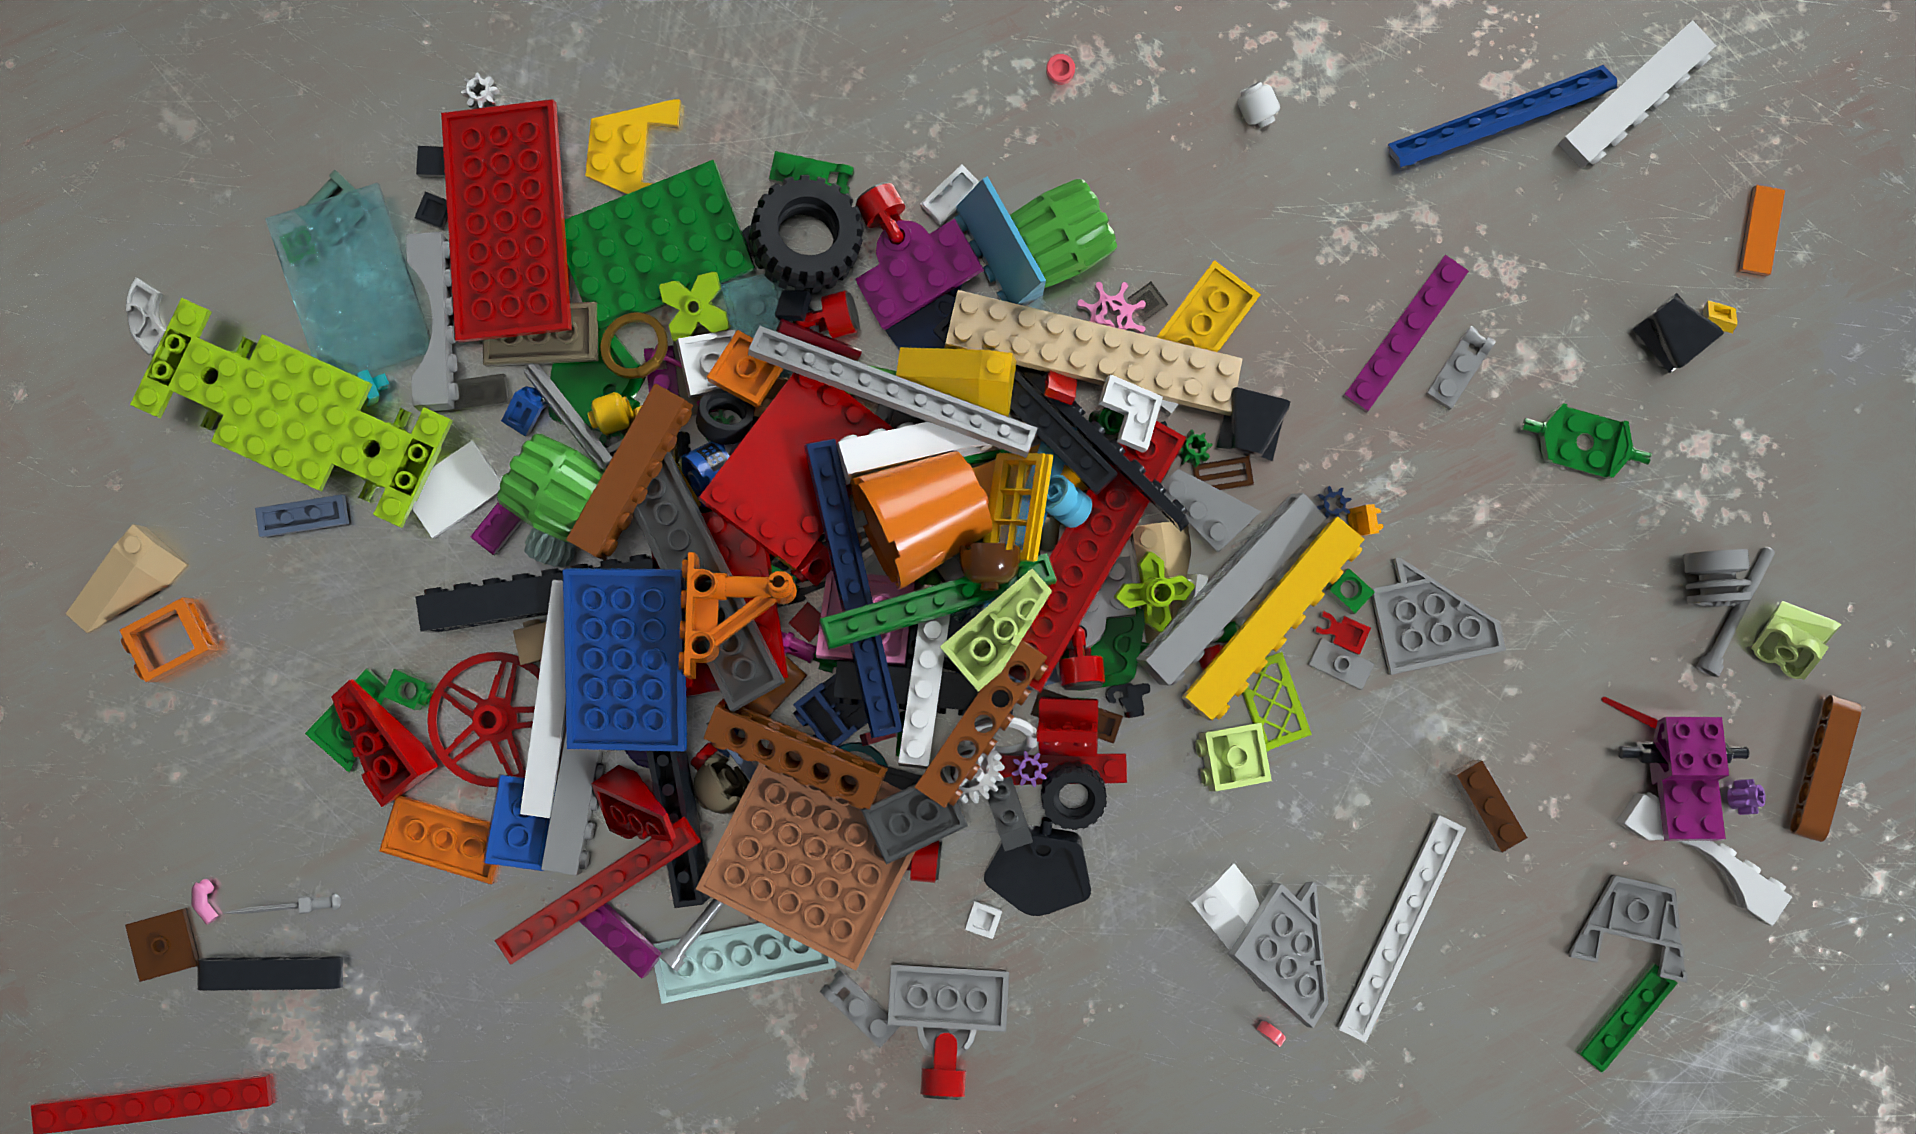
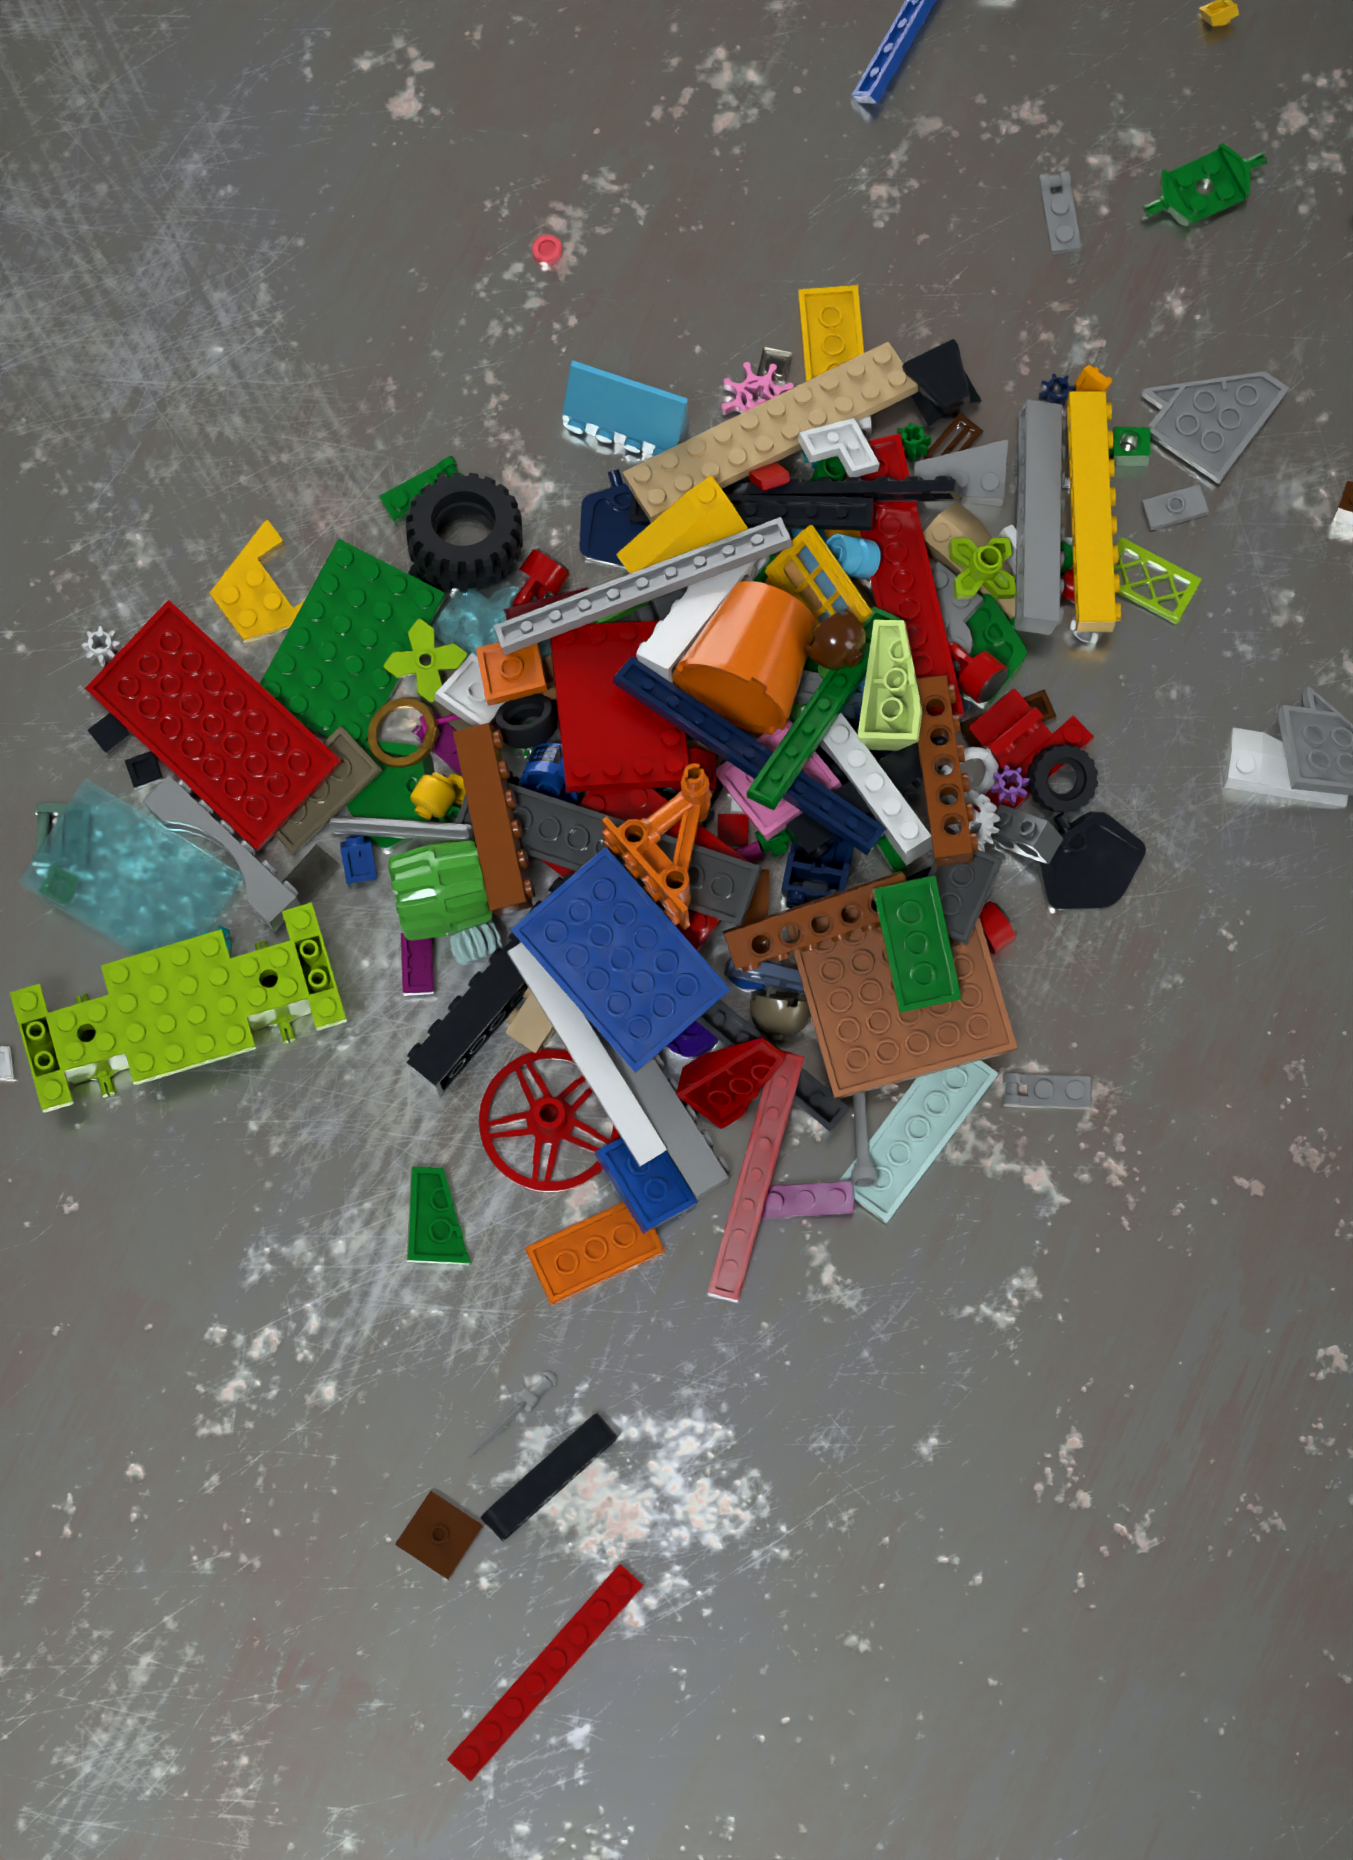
camera: 40 degrees left, 10 degrees down
(126, 577) = (150, 1265): tan wedge -> none
(194, 626) = (240, 1255): orange window -> none
(200, 903) = (438, 1471): bright pink arm -> none
(302, 516) = (250, 1095): sand blue plate -> none
(386, 749) = (484, 1215): red wedge -> none
(395, 689) = (448, 1148): green brick -> none
(456, 489) = (360, 966): white tile -> none
(701, 757) = (744, 1001): red tile -> none
(793, 305) = (502, 593): black tile -> none
(846, 836) = (916, 943): none -> green plate
(866, 738) = (867, 866): coral tile -> none
(912, 263) = (565, 484): magenta plate -> none
(943, 200) = (547, 413): white plate -> none
(947, 1011) = (1119, 1030): light grey plate -> none
(983, 919) = (1079, 937): white plate -> none
(1065, 231) = (668, 352): bright green wheel -> none
(1131, 698) = (1036, 668): black piece -> none
(1233, 757) = (1157, 645): yellowish green plate -> none
(1258, 104) = (725, 148): white head -> none
(1347, 633) = (1156, 479): red plate -> none
(1405, 333) = (994, 223): magenta plate -> none
(1676, 333) = (1197, 49): black piece -> none

